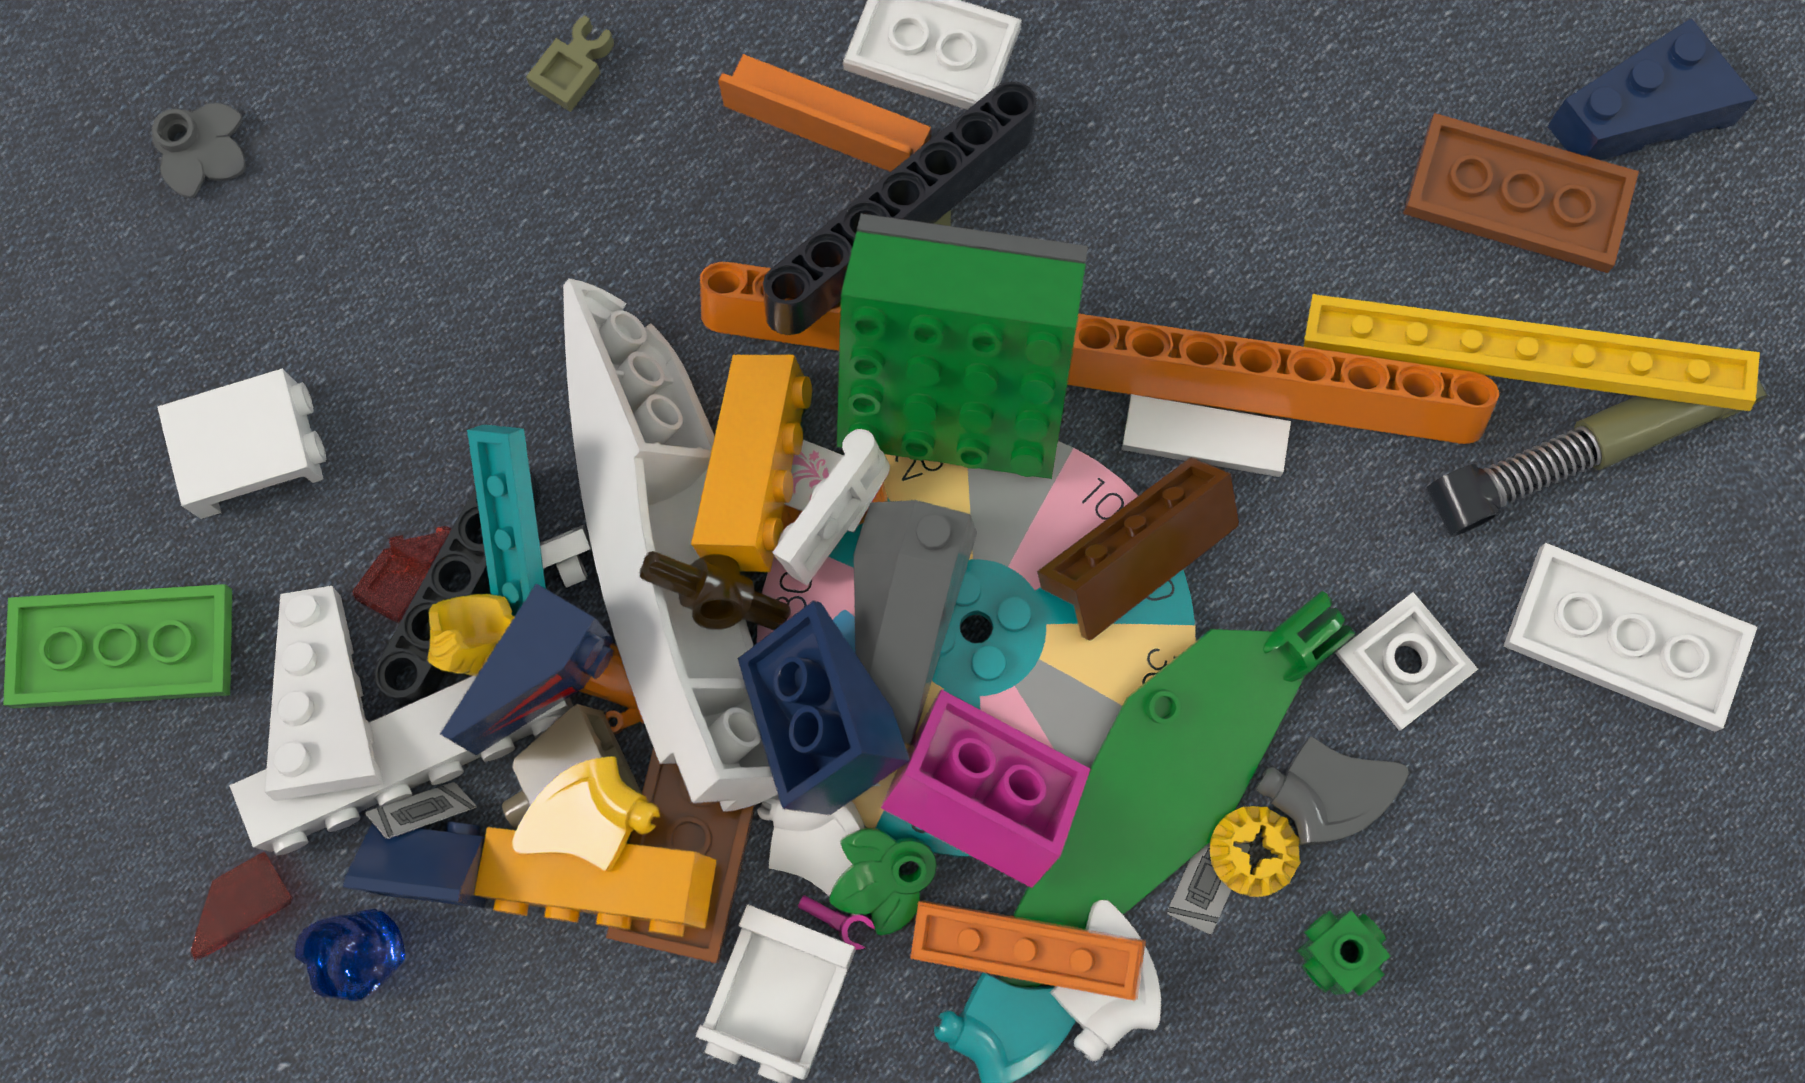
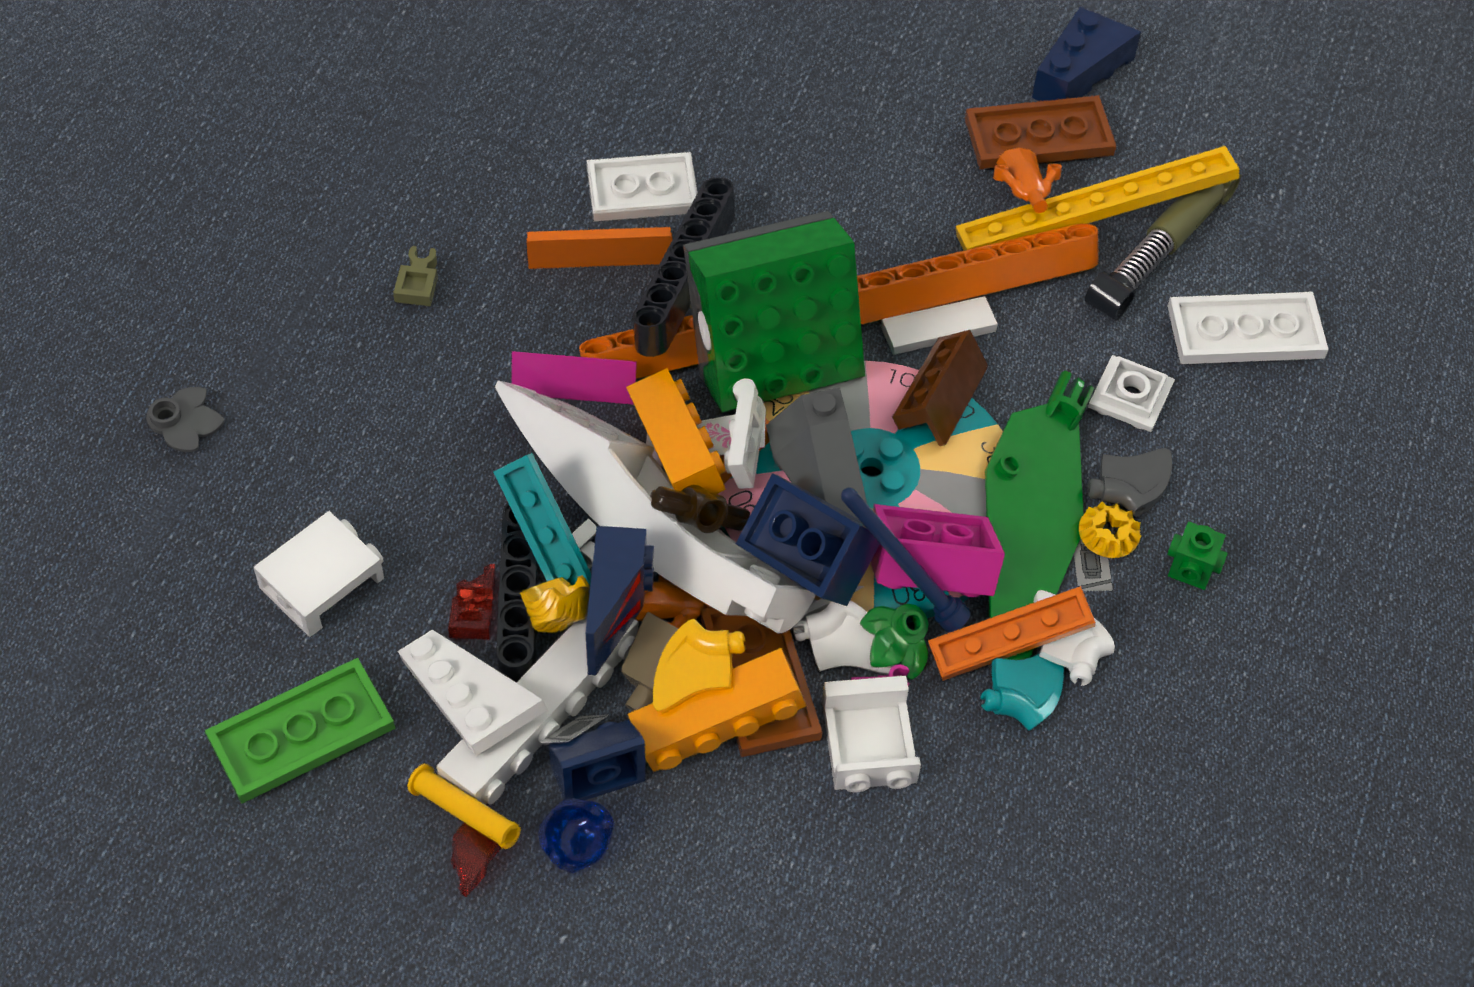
camera: 35 degrees left, 20 degrees down
(240, 857) = (463, 806): none -> yellow pin
(680, 304) = (574, 376): none -> dark pink sticker
(963, 878) = (949, 610): none -> dark blue piece
(1447, 264) = (1021, 172): none -> orange piece

